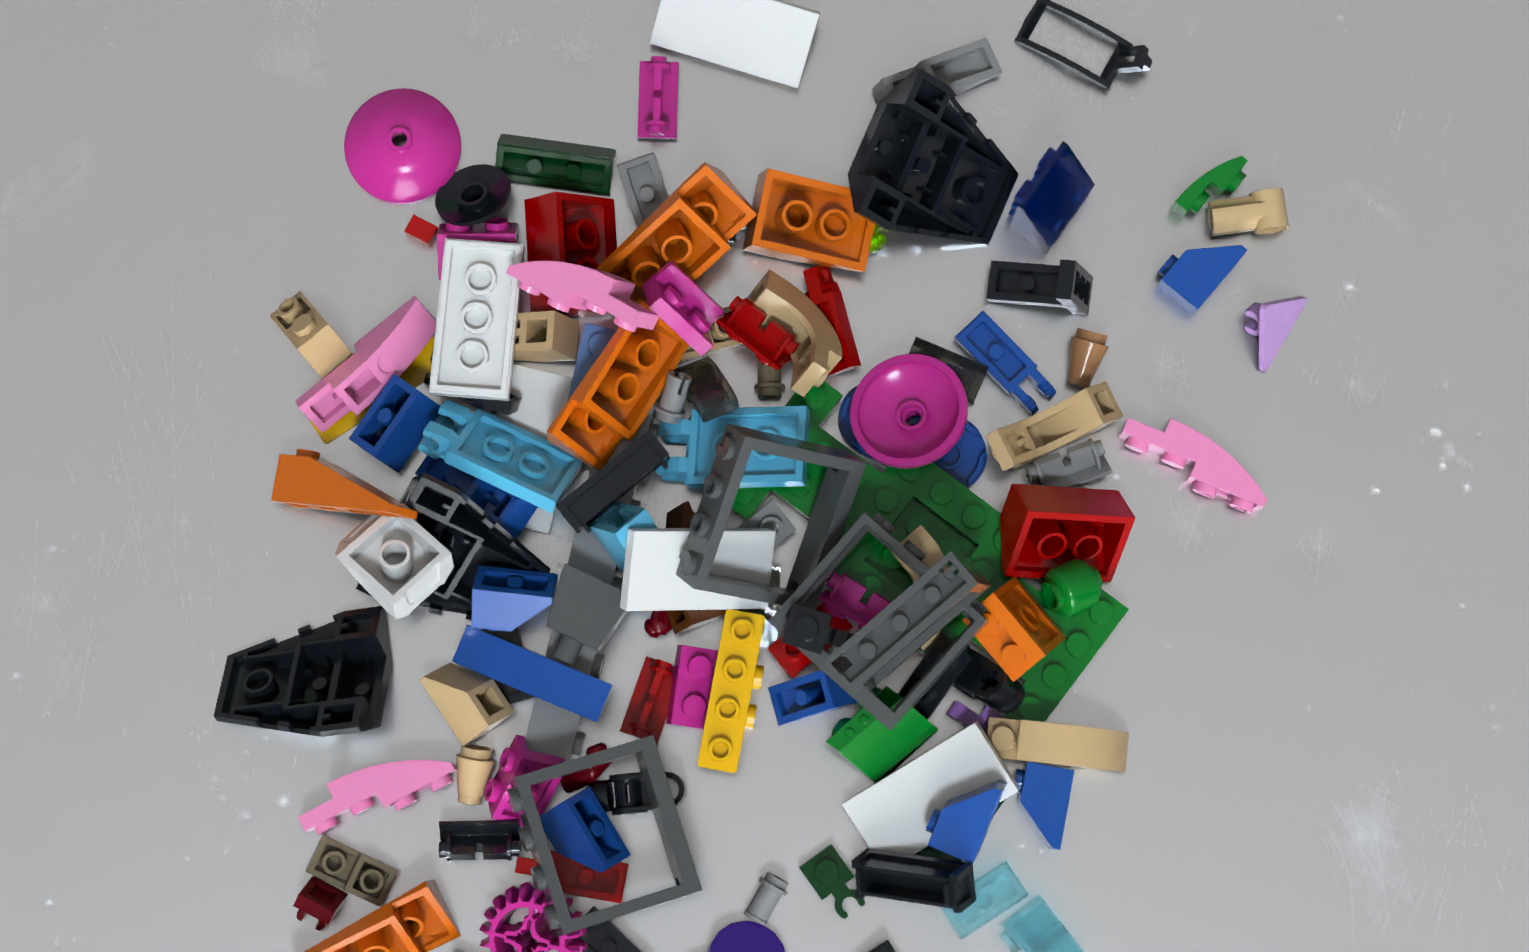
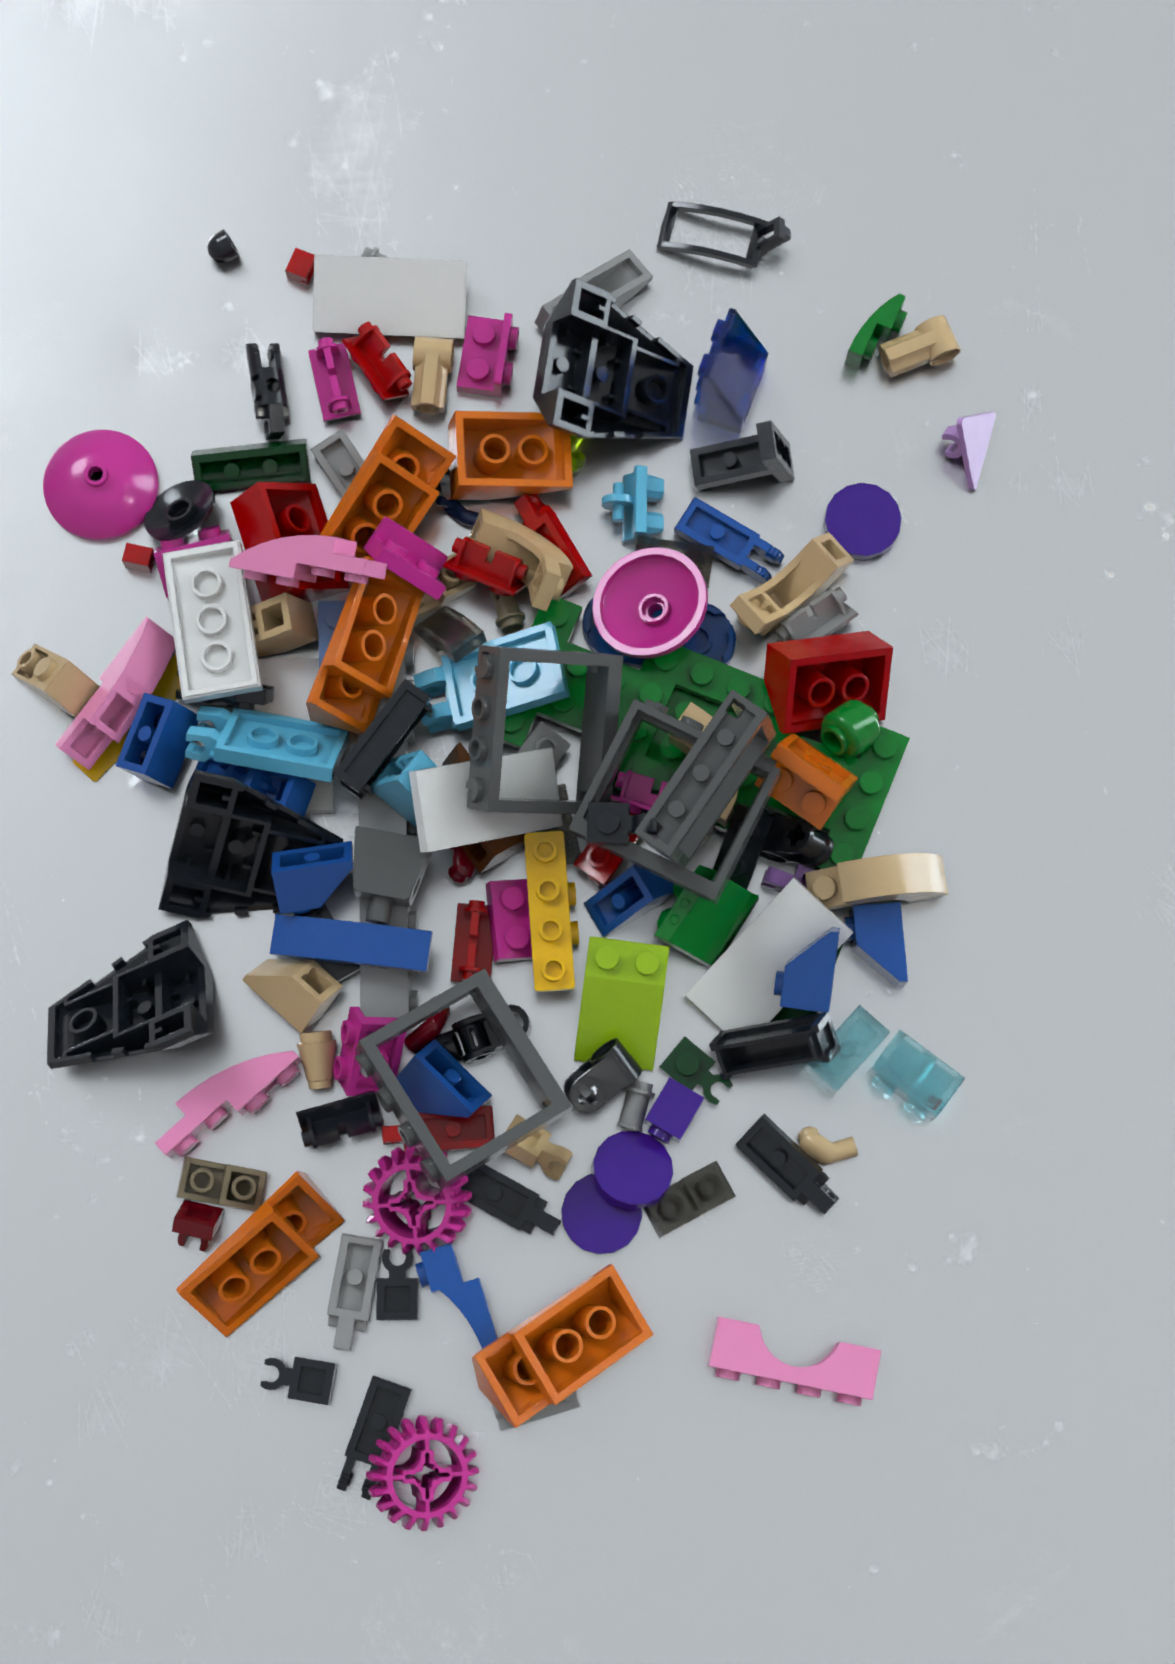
camera: 15 degrees left, 5 degrees down
(321, 485) = (95, 819): orange slope -> none
(395, 562) = (190, 867): white slope -> none
(585, 110) = (268, 390): none -> black hinge
(671, 927) = (540, 1149): none -> tan plate
(673, 397) = (420, 647): light grey pin -> none
(710, 107) = (388, 375): none -> red hinge
(745, 862) = (605, 1075): none -> black piece
(747, 264) = (457, 511): none -> dark blue piece
(758, 108) = (431, 364): none -> tan piece
(778, 797) = (622, 998): none -> lime slope
(800, 915) = (672, 1112): none -> dark purple brick
(815, 110) = (485, 355): none -> dark pink bracket
(917, 303) = (630, 504): none -> medium azure hips
(1085, 356) = (803, 514): medium nougat cone -> none
(1144, 375) = (863, 520): none -> dark purple tile
(1197, 274) = (887, 413): blue slope -> none
(1211, 469) = (950, 586): bright pink slope -> none

